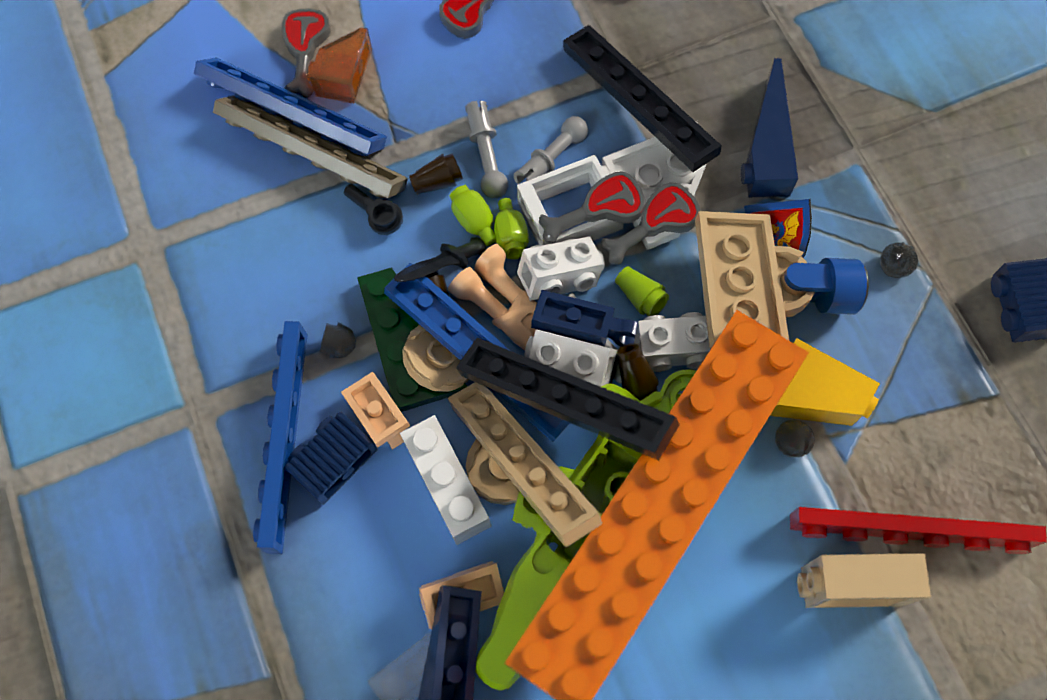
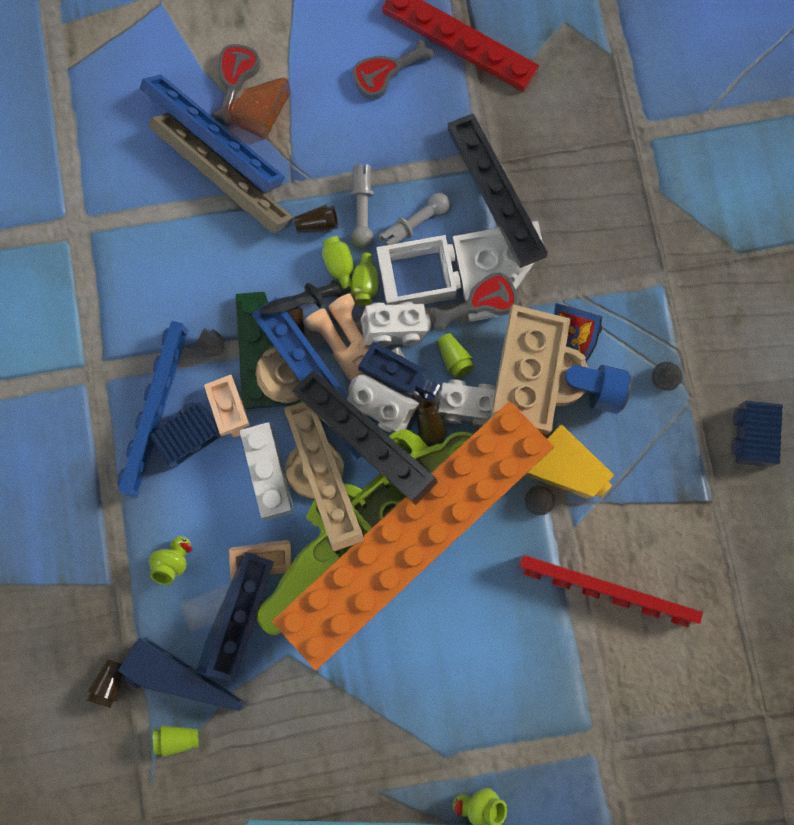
camera: 15 degrees right, 10 degrees up
(342, 627) = (169, 564): none -> lime animal
(383, 215) = (267, 246): black plate -> none
(611, 198) = (449, 277): dark grey piece -> none
(771, 156) = (589, 266): dark blue slope -> none
(864, 580) = (553, 620): tan window -> none

